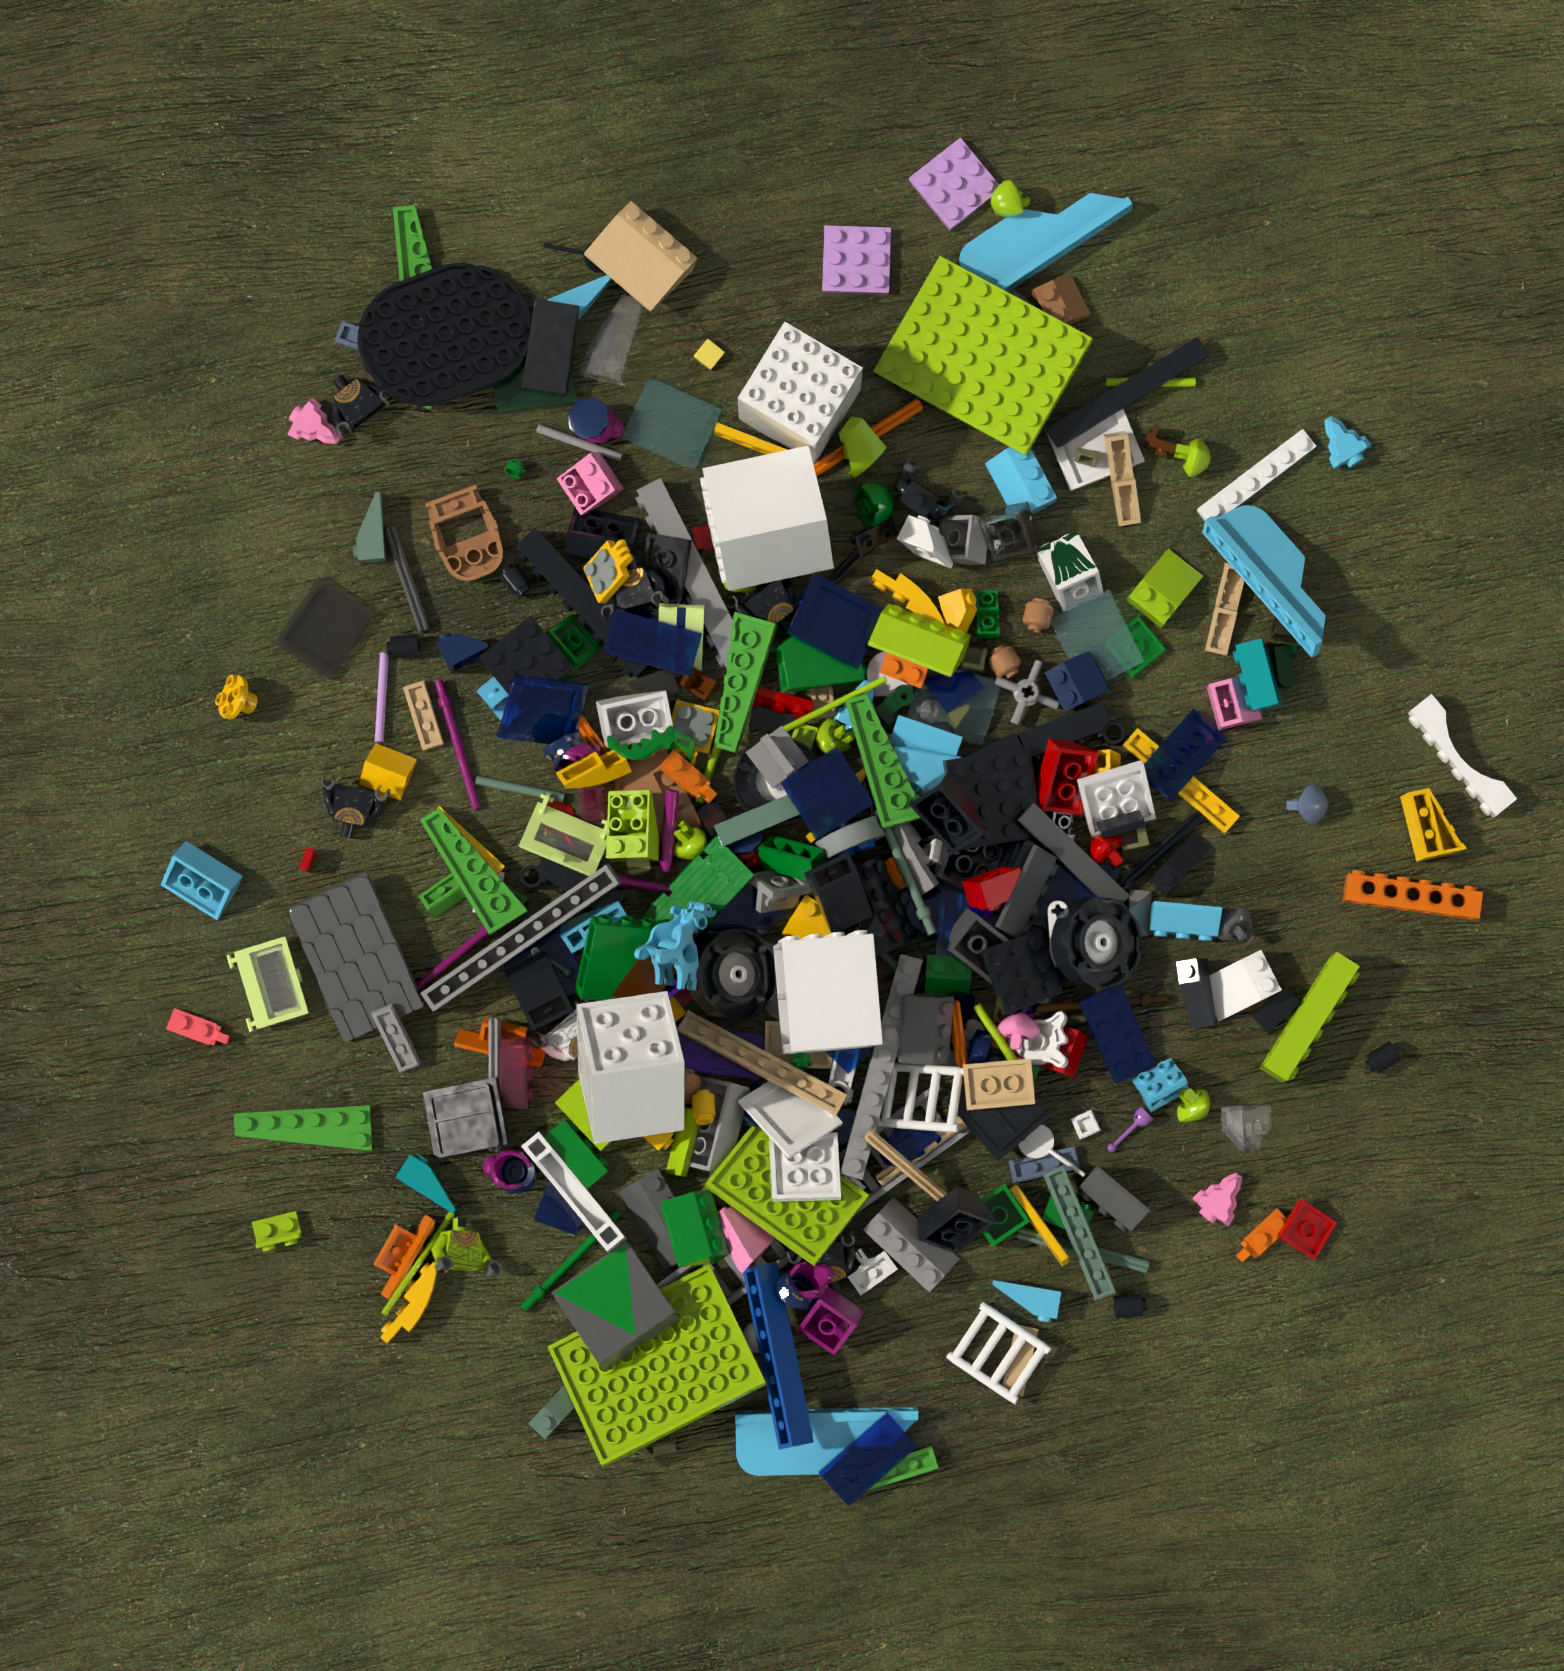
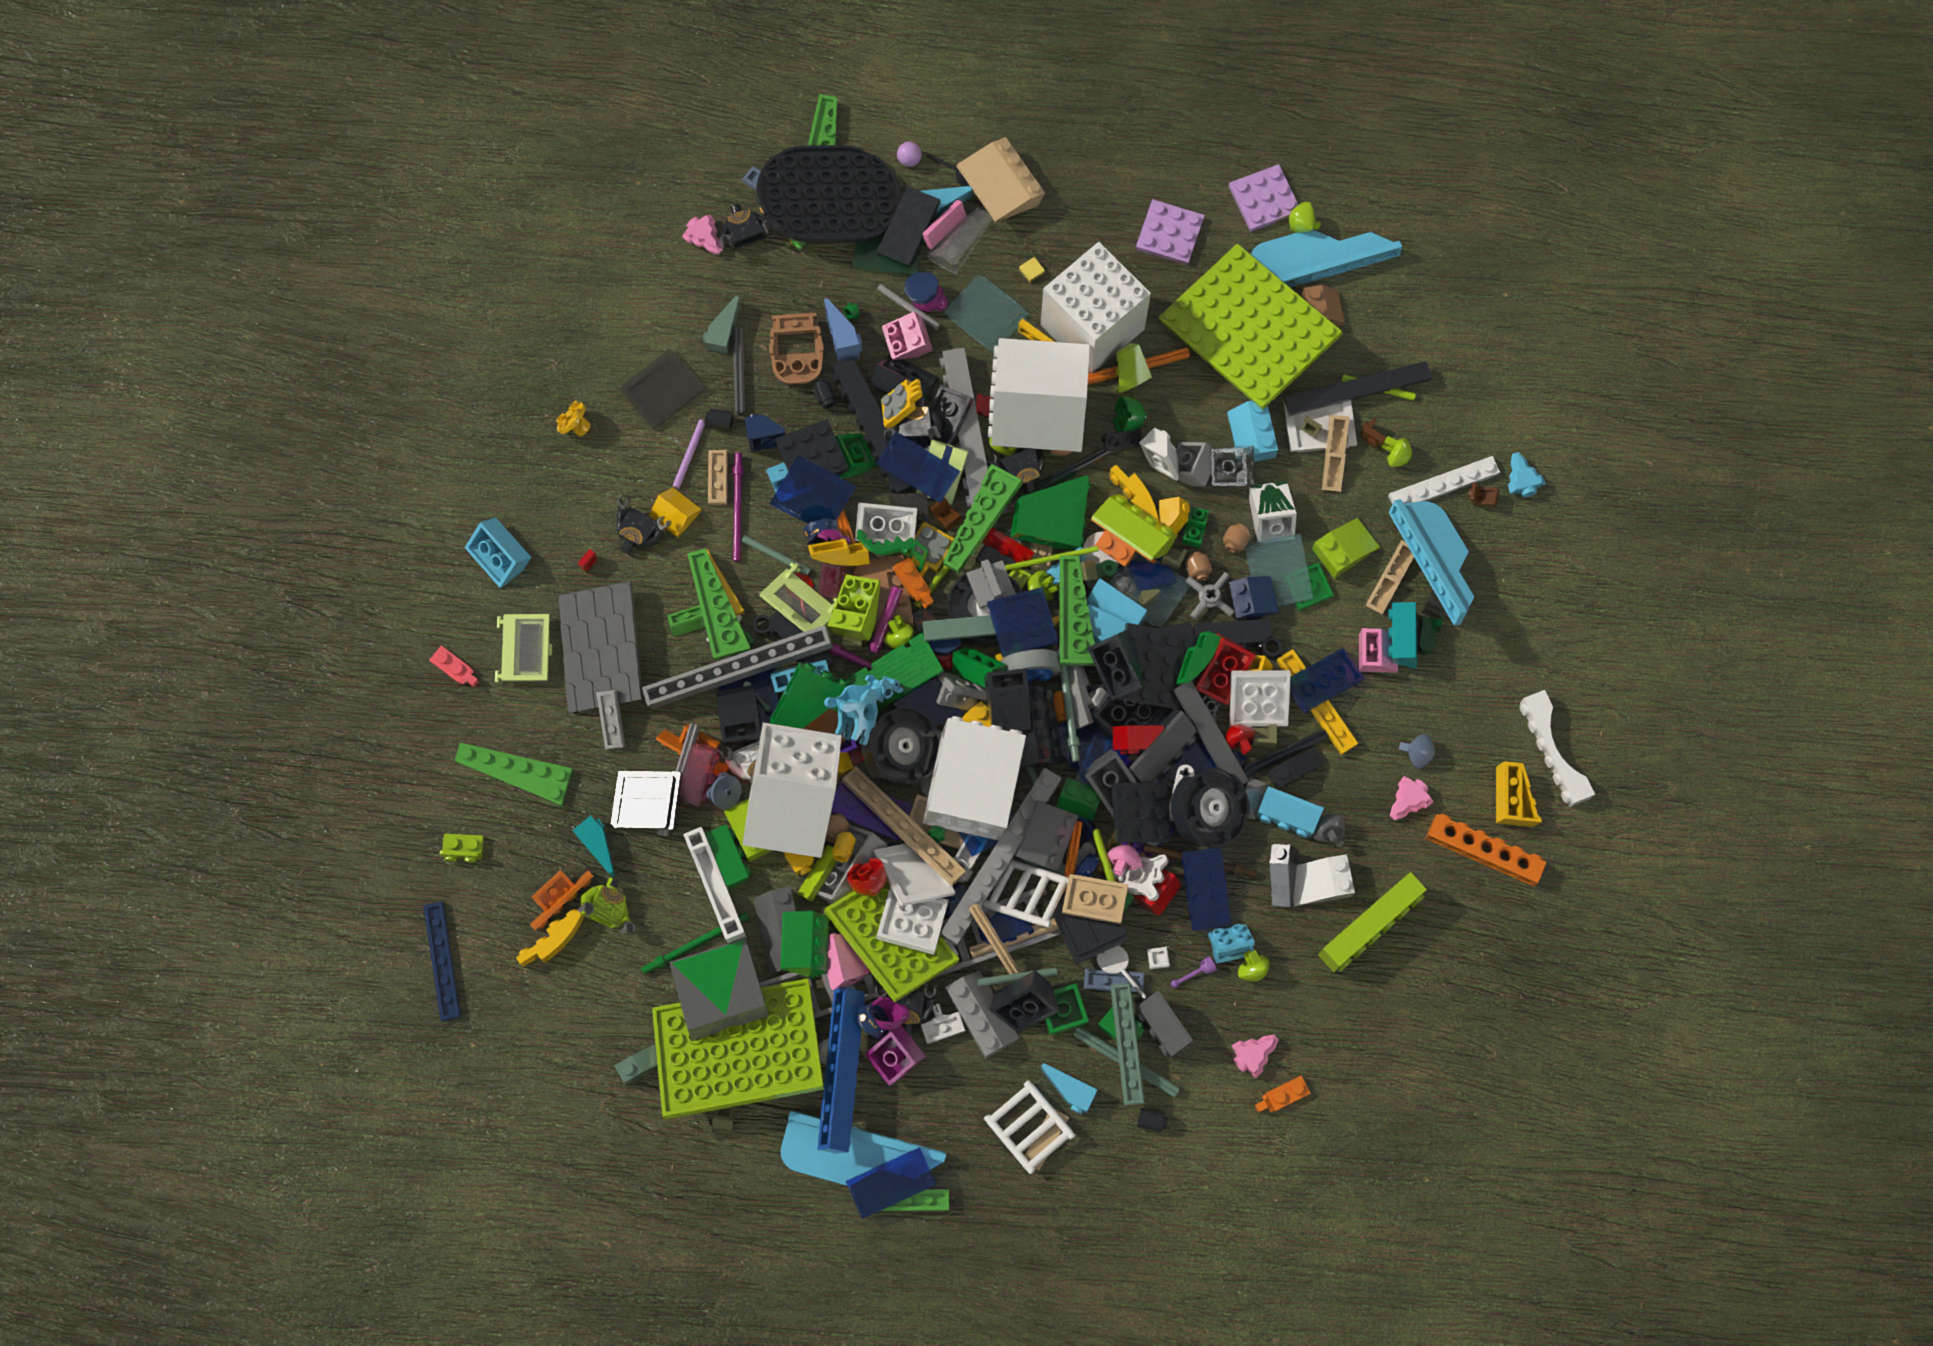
camera: 15 degrees right, 10 degrees down
(298, 1363) = (442, 961): none -> dark blue tile
(417, 1264) = (564, 909): lime axle -> none
(452, 958) = (683, 669): magenta bar -> none
(511, 1171) = (669, 854): piece -> none
(517, 505) = (845, 340): none -> medium blue slope
(522, 252) = (909, 154): none -> lavender piece
(550, 1081) = (725, 791): none -> sand blue piece
(557, 1212) = (696, 900): clear blue slope -> none
(591, 330) = (944, 224): none -> bright pink tile
(741, 1135) = (867, 878): none -> red cylinder
(835, 621) = (1069, 493): clear blue piece -> none
(883, 707) = (1089, 570): none -> olive slope
(919, 1204) = (1013, 977): none -> sand green bar
(922, 499) = (1169, 422): black torso -> none
(1035, 776) = (1198, 657): none -> green slope
(1040, 1226) = (1096, 1030): yellow tile -> none
(1121, 824) = (1257, 719): black tile -> none
(1246, 1125) = (1294, 996): clear slope -> none
(1276, 1010) = (1345, 910): black tile -> none
(1305, 480) = (1483, 496): none -> reddish brown bracket
(1307, 1229) = (1322, 1100): red tile -> none
(1314, 861) = (1410, 798): none -> bright pink rock
(1382, 1058) = (1424, 975): black brick -> none

